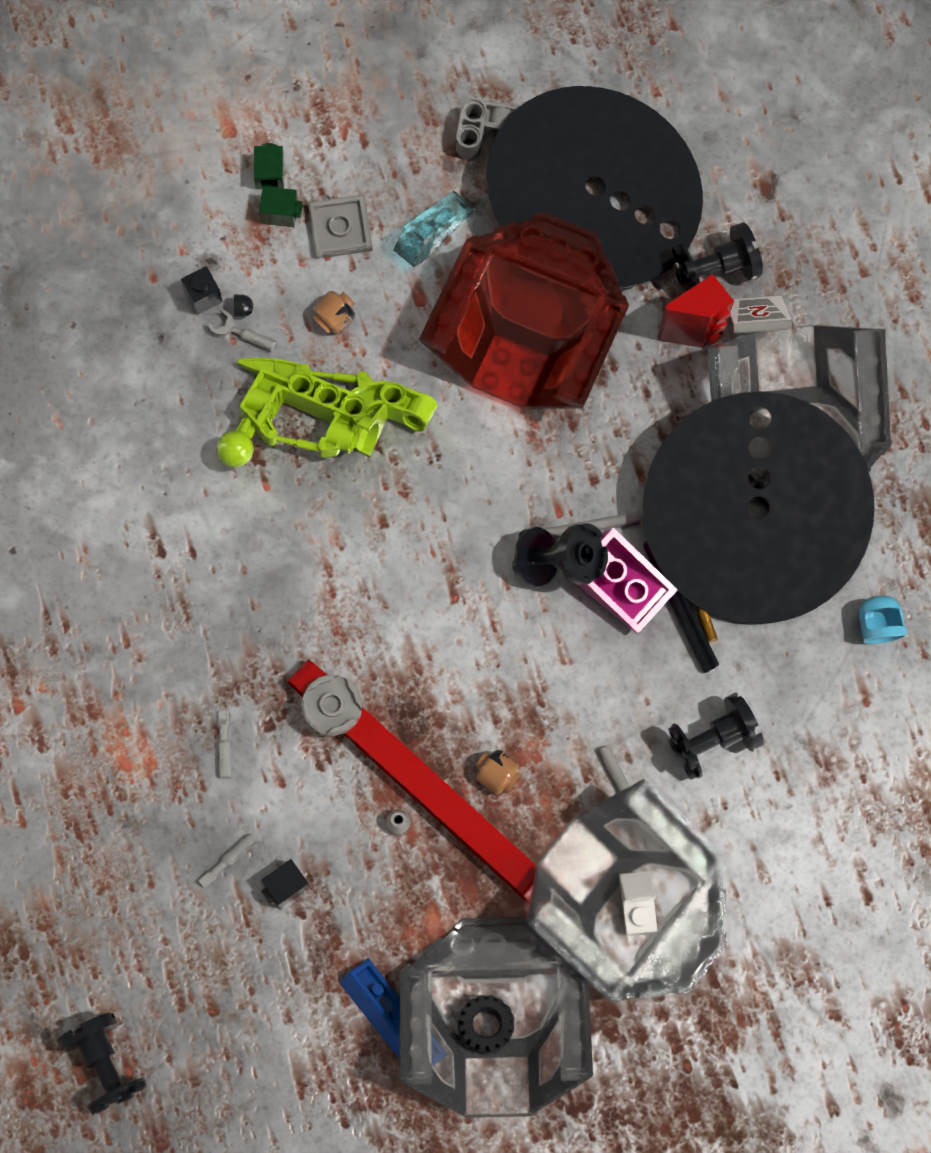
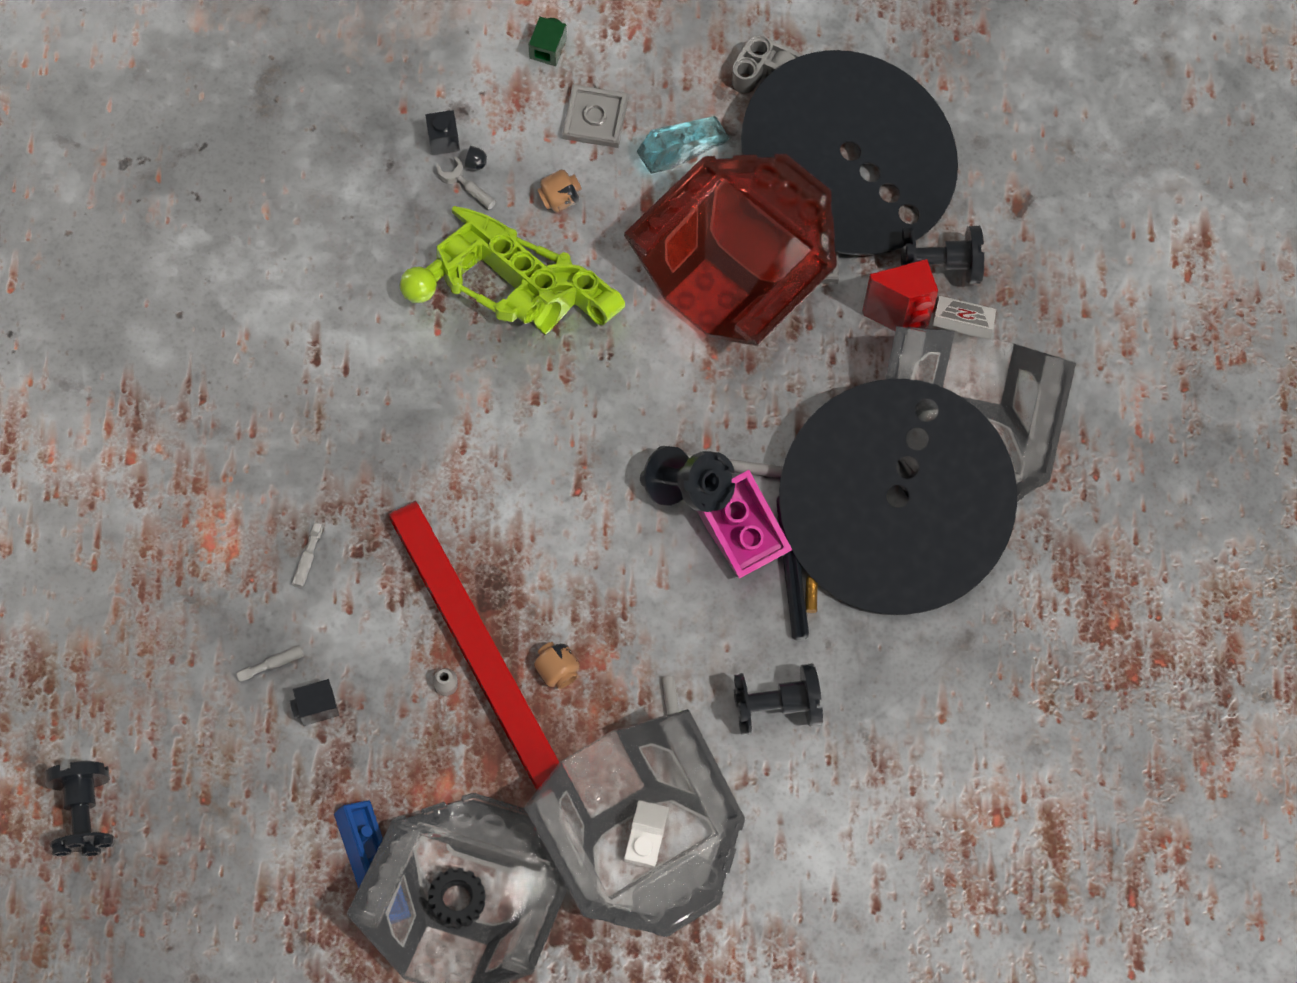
camera: 20 degrees right, 5 degrees down
(279, 206) = (544, 79): dark green brick -> none
(332, 705) = (420, 549): light grey tile -> none
(881, 620) = (982, 644): medium azure helmet -> none

